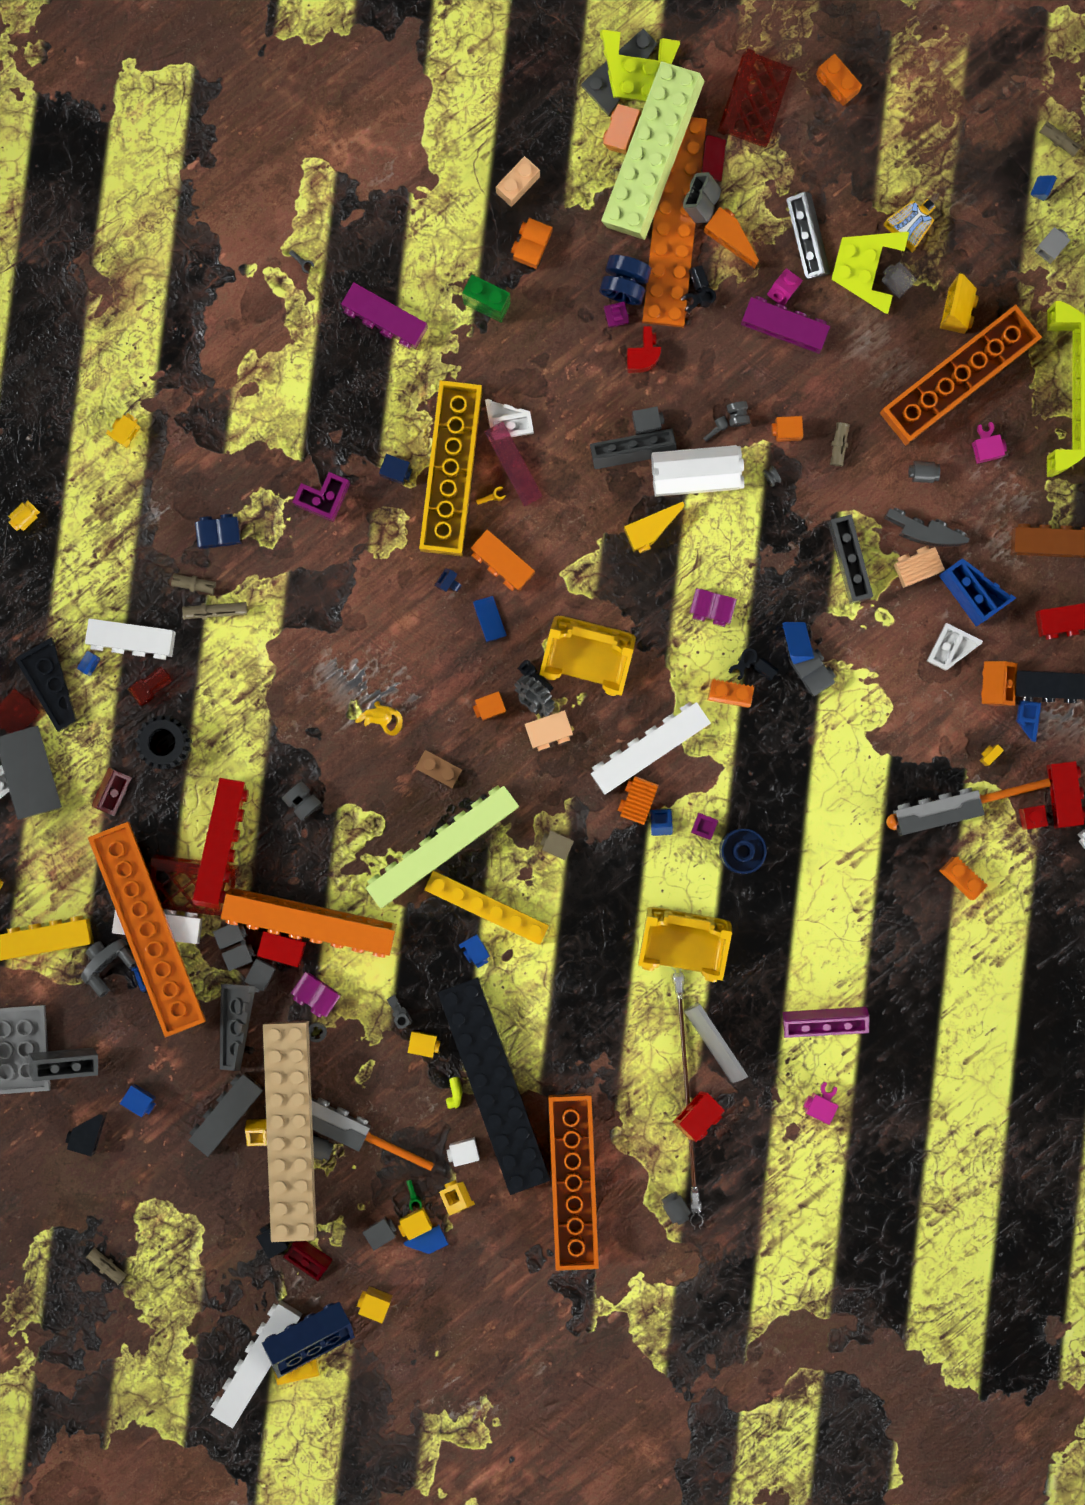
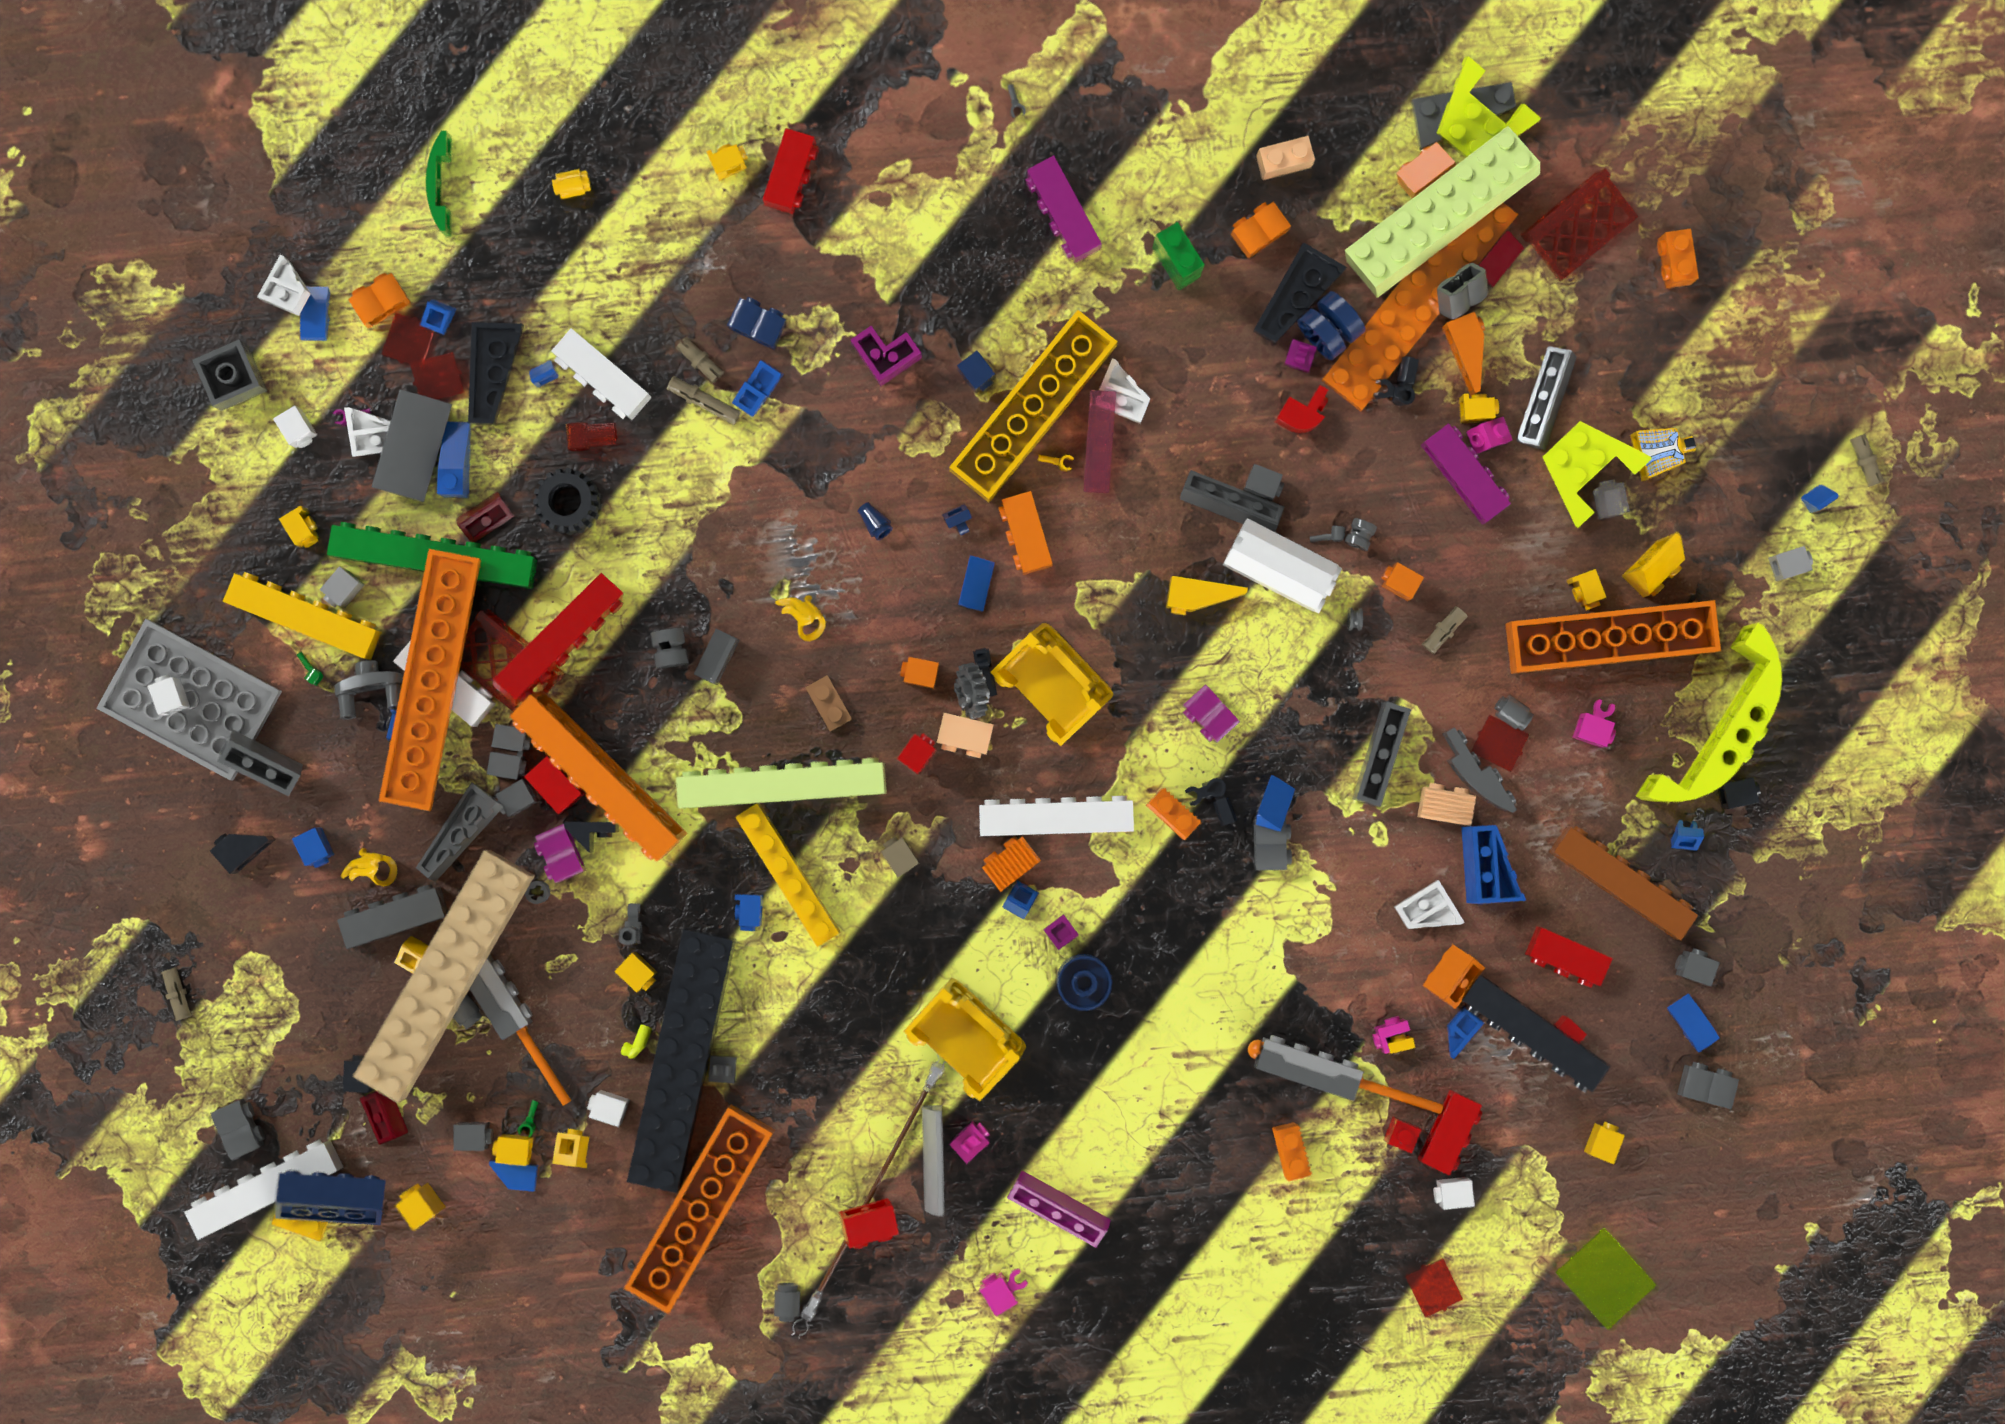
camera: 30 degrees right, 0 degrees up
(41, 905) = (341, 588): none -> light grey brick
(61, 979) = (314, 676): none -> green hand
(65, 764) = (454, 461): none -> blue slope
(78, 848) = (412, 553): none -> green brick
(173, 410) = (790, 171): none -> red brick
(186, 1089) = (368, 866): none -> yellow piece
(210, 1332) = (238, 1128): none -> dark grey brick
(247, 578) = (757, 388): none -> blue slope
(323, 967) = (584, 832): none -> black slope
(338, 786) = (716, 657): none -> dark grey panel
(391, 620) = (875, 522): none -> dark blue cone
(524, 763) = (917, 753): none -> red brick
(526, 1074) = (722, 1069): none -> dark grey tile
(586, 263) = (1301, 286): none -> black wing
(733, 1013) = (970, 1141): none -> dark pink brick
(765, 273) = (1478, 408): none -> yellow brick
(922, 352) = (1587, 589): none -> yellow brick
(928, 499) = (1500, 743): none -> clear red piece
(978, 746) = (1391, 1027): none -> dark pink bracket

